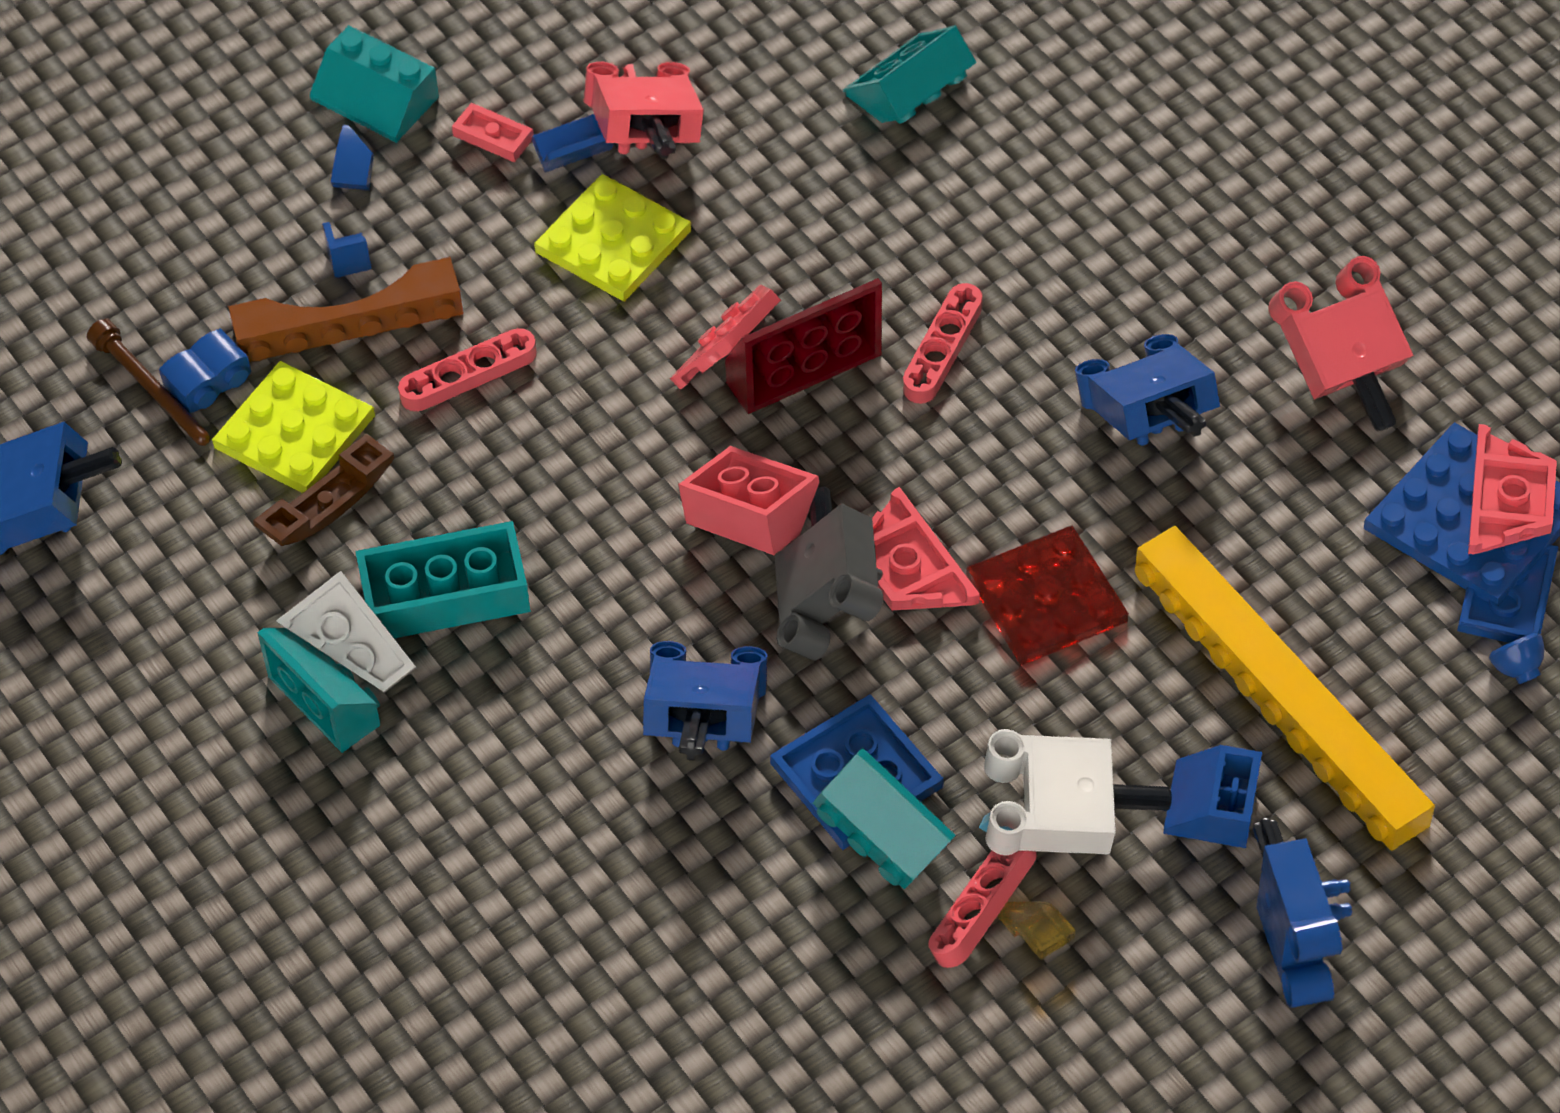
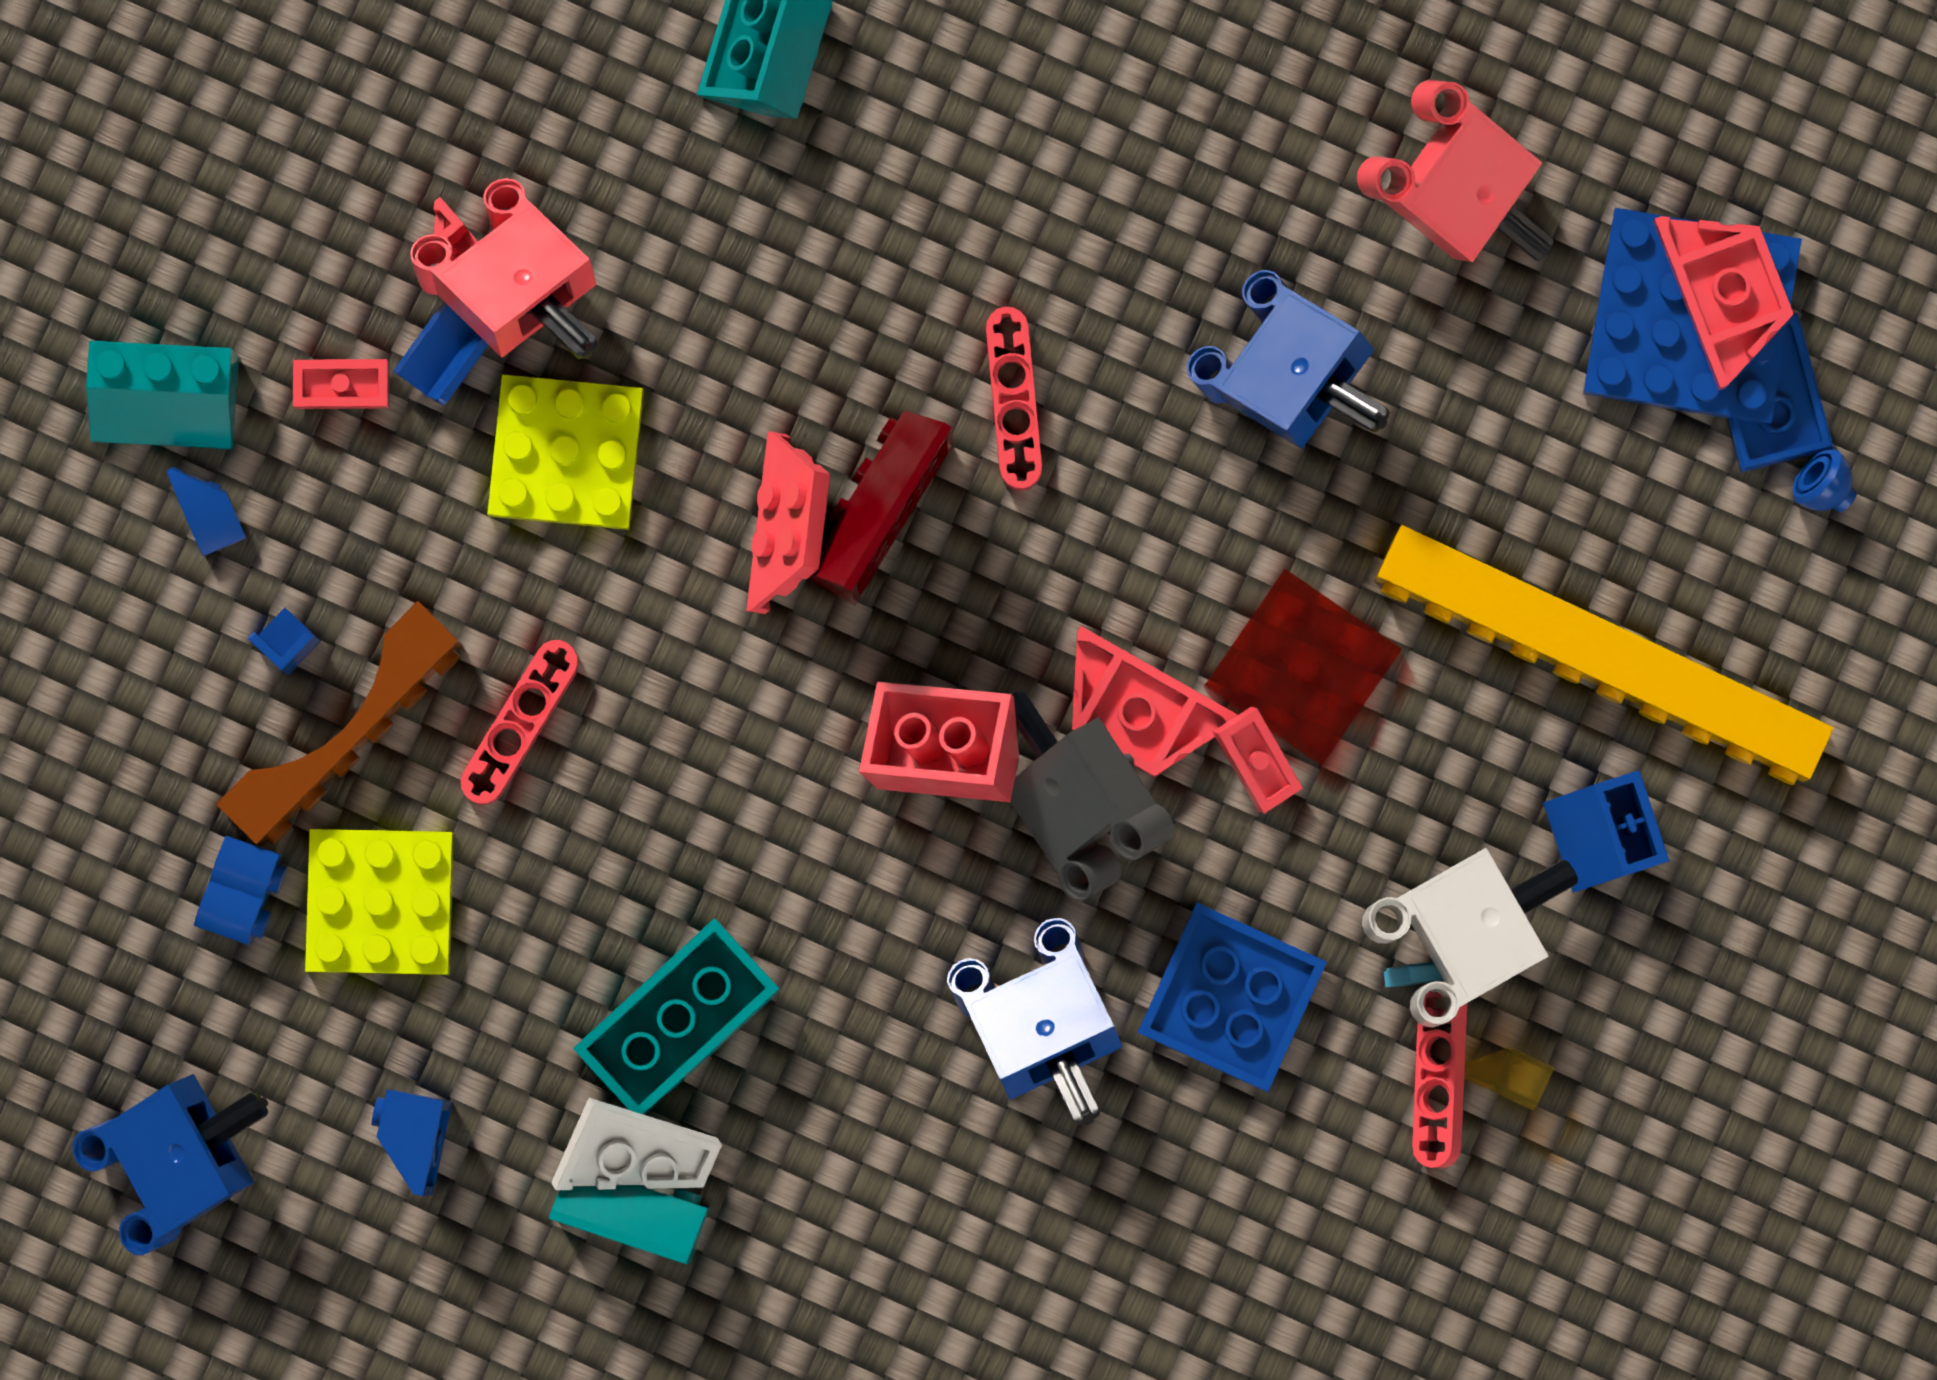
camera: 30 degrees left, 30 degrees up
(107, 338) = (99, 906): reddish brown piece -> none
(209, 558) = (413, 1135): none -> blue slope
(330, 497) = (476, 974): reddish brown slope -> none
(882, 819) = (1304, 1064): teal slope -> none
(974, 627) = (1257, 760): none -> coral plate
(1298, 915) = (1766, 937): blue piece -> none

